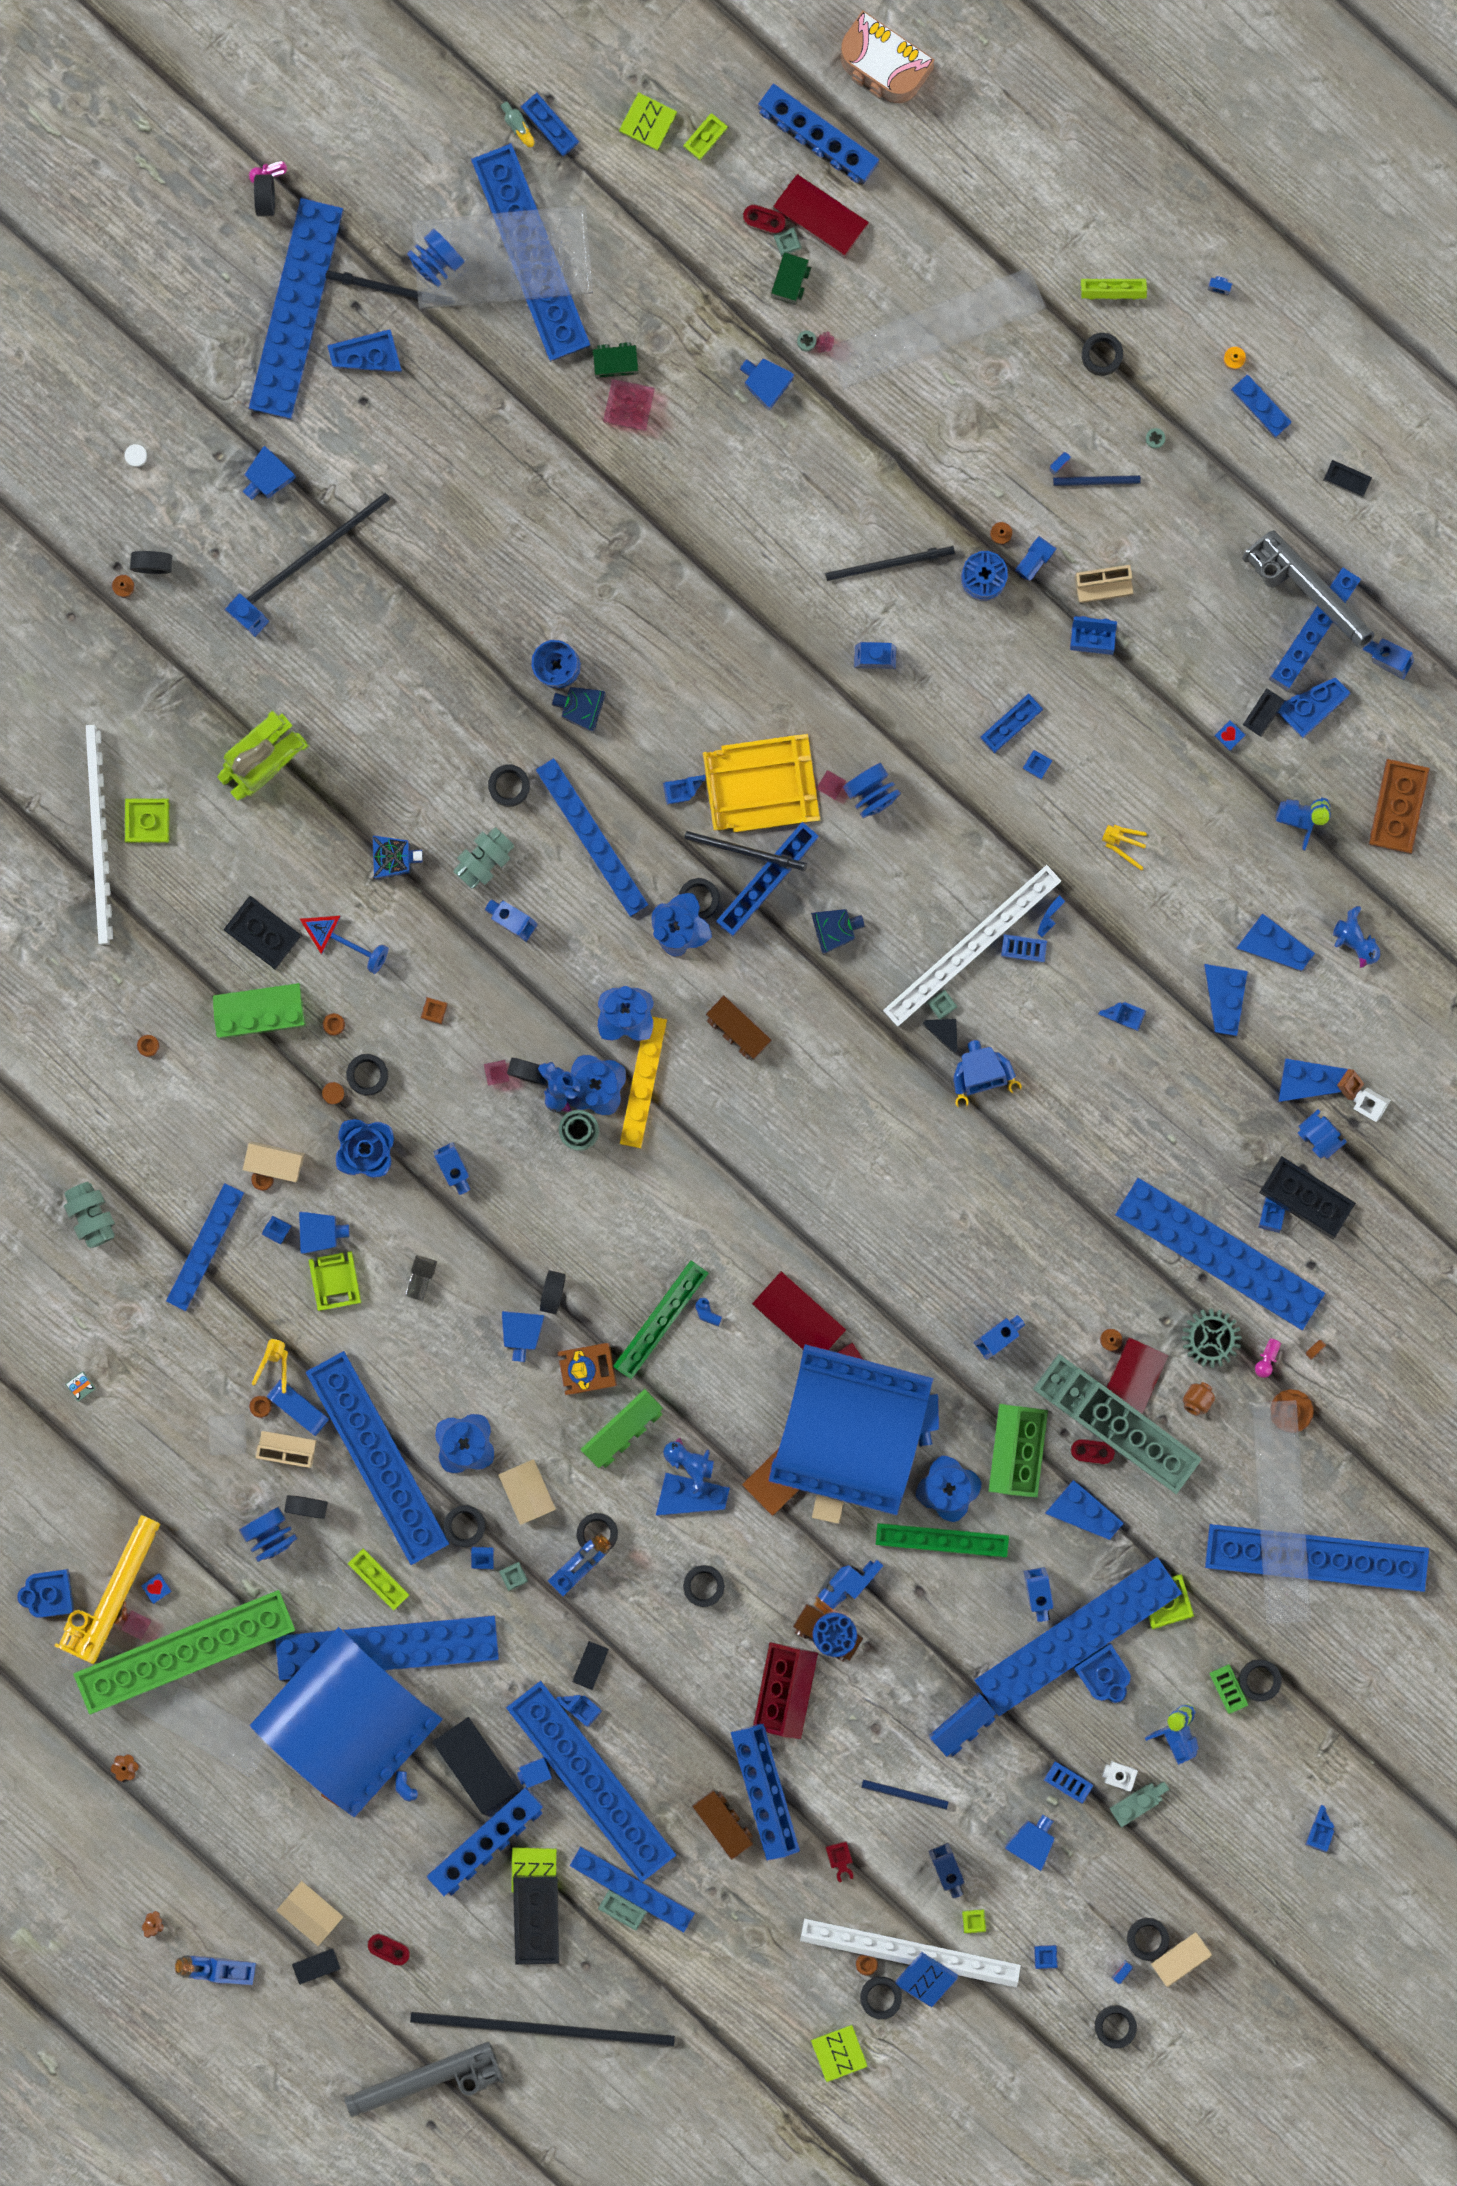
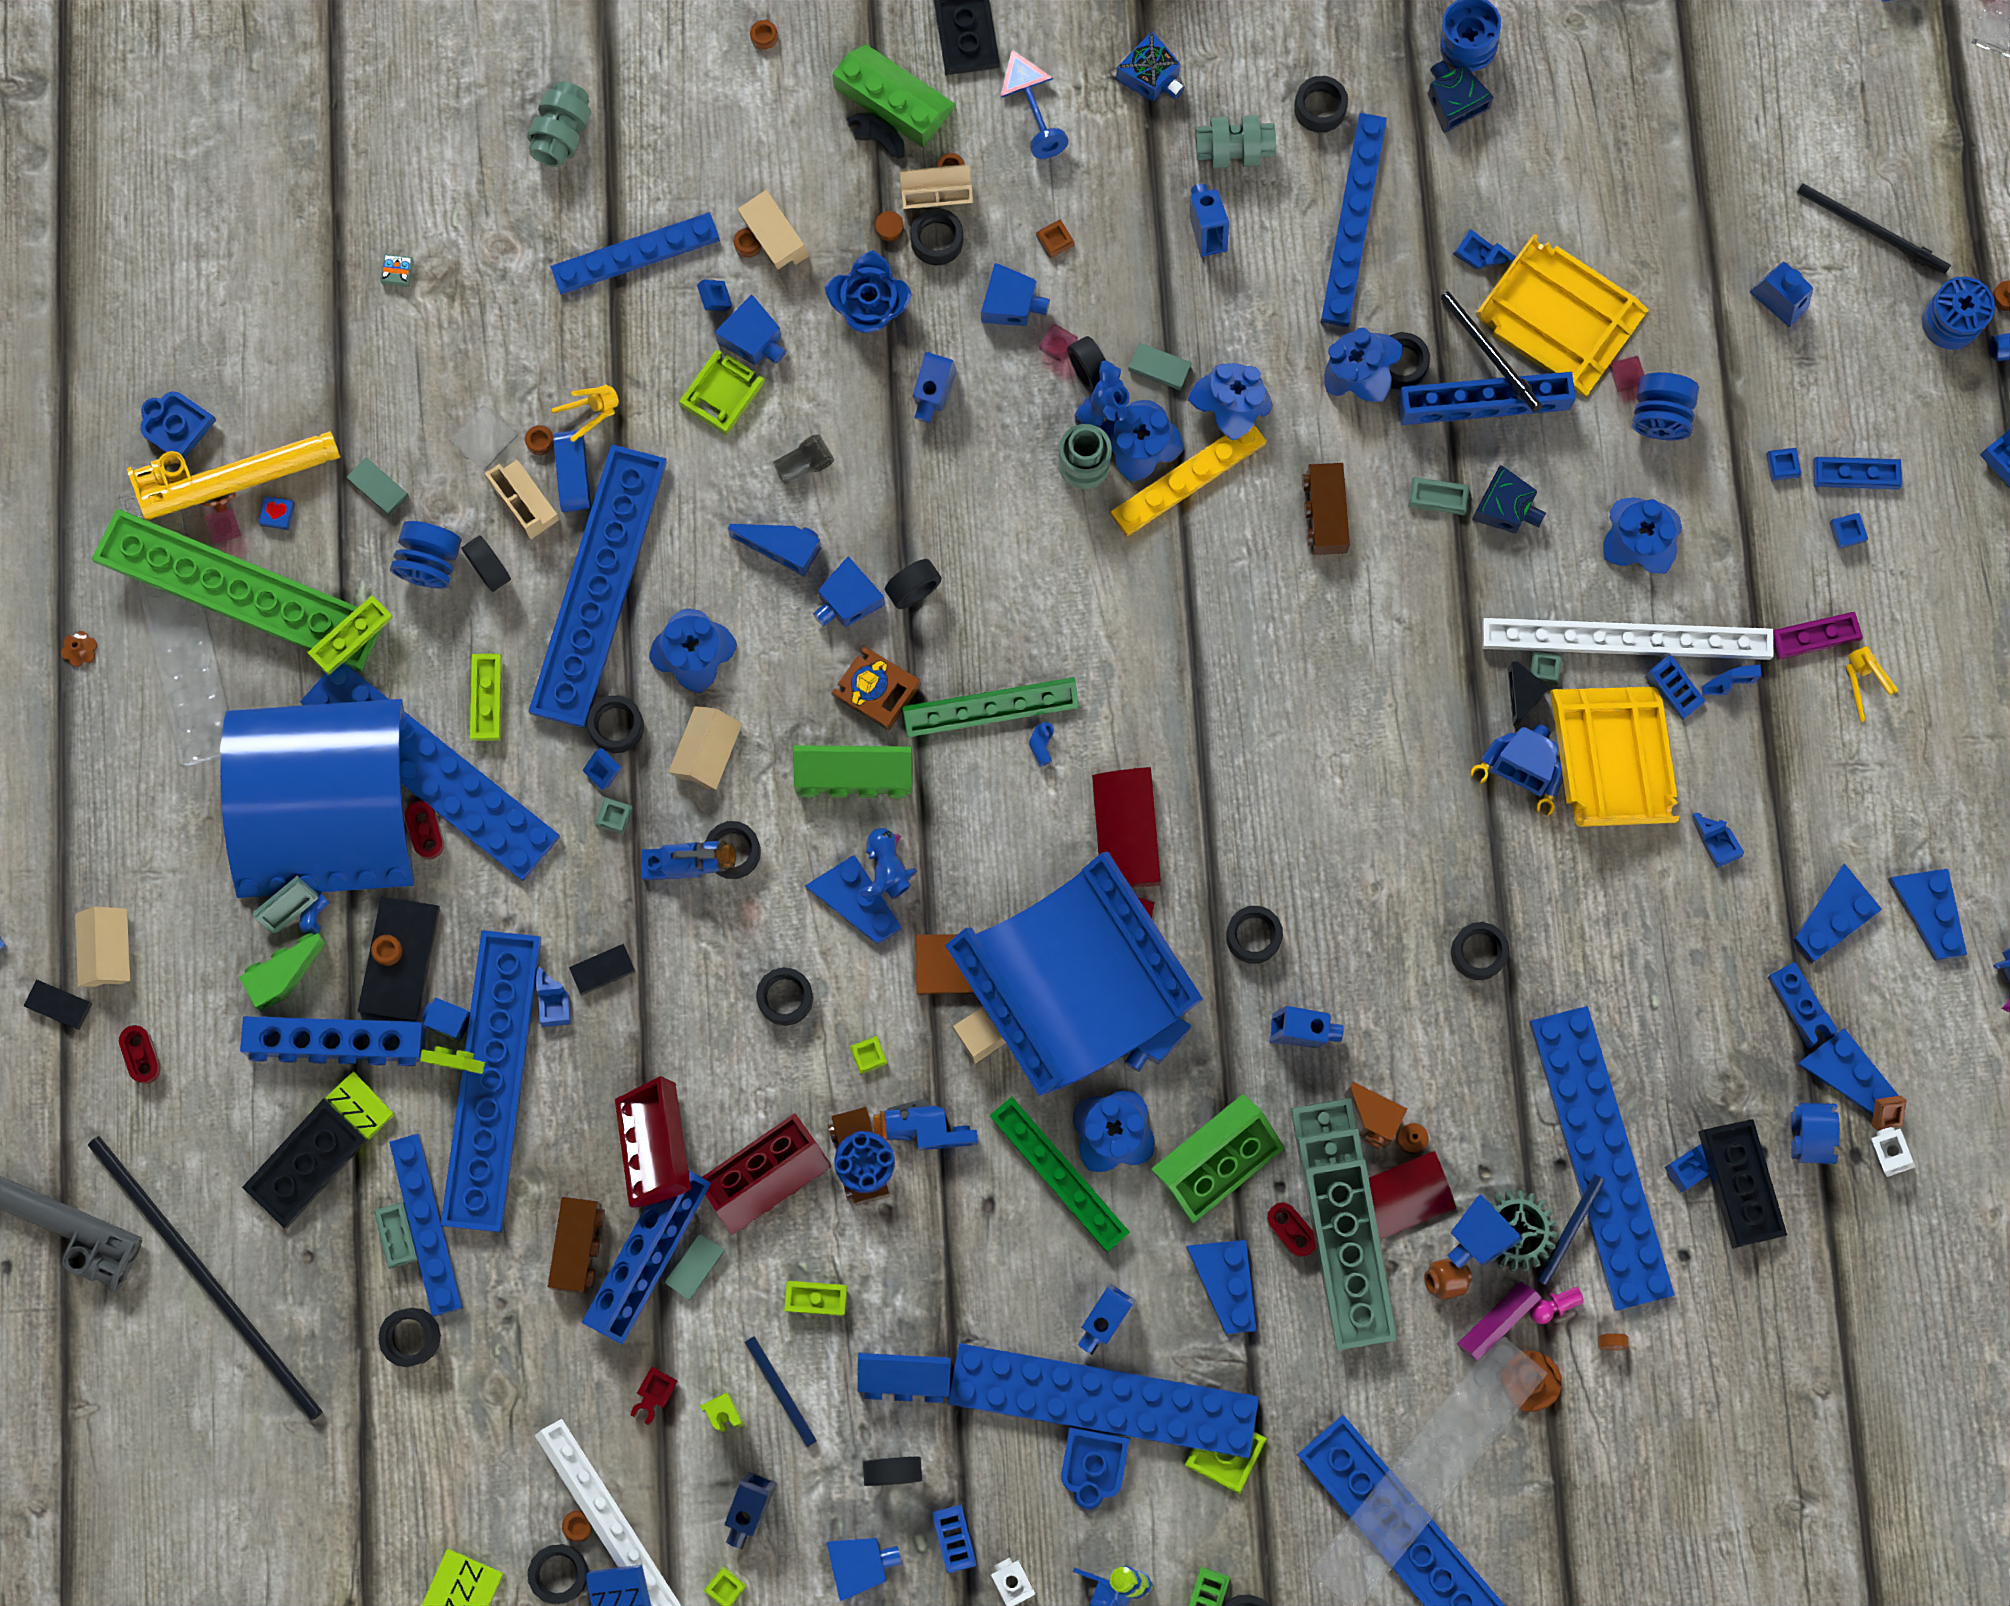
camera: 40 degrees right, 10 degrees down
(197, 1519) = (377, 486): none -> sand green tile
(271, 1040) = (879, 130): none -> black piece
(272, 1618) = (350, 635): none -> lime plate
(340, 1047) = (936, 186): none -> tan piece
(386, 1796) = (285, 905): none -> sand green tile
(418, 1685) = (424, 831): none -> dark red plate
(421, 1836) = (278, 977): none -> bright green slope
(445, 1071) = (1011, 298): none -> blue torso
(460, 1335) = (784, 544): none -> blue slope
(465, 1767) = (386, 950): none -> dark orange tile
(556, 1794) = (444, 1058): none -> lime plate
(565, 1031) = (1159, 366): none -> sand green tile
(681, 1971) = (387, 1340): none -> black tyre
(712, 1732) = (652, 1143): none -> dark red slope
(778, 1573) = (868, 1055): none -> lime tile
(792, 959) = (1439, 496): none -> sand green tile
(796, 1773) = (694, 1266): none -> sand green tile
(876, 1729) = (815, 1298): none -> lime plate
(885, 1832) = (718, 1408): none -> lime hinge
(922, 892) = (1628, 546): none -> blue brick
(922, 1325) = (1246, 955): none -> black tyre
(966, 757) = (1783, 464): none -> blue tile
(1004, 1779) = (892, 1471): none -> black tyre
(1026, 1022) = (1615, 755): none -> yellow piece
(1053, 1218) = (1485, 929): none -> black tyre
(1073, 843) = (1816, 635): none -> magenta tile
(1081, 1350) = (1374, 1115): none -> dark orange slope
(1195, 1361) = (1482, 1234): none -> blue torso
(1239, 1310) = (1571, 1229): none -> dark blue bar
(1246, 1395) = (1499, 1320): none -> magenta tile
(1250, 1066) = (1801, 1004): none -> blue plate

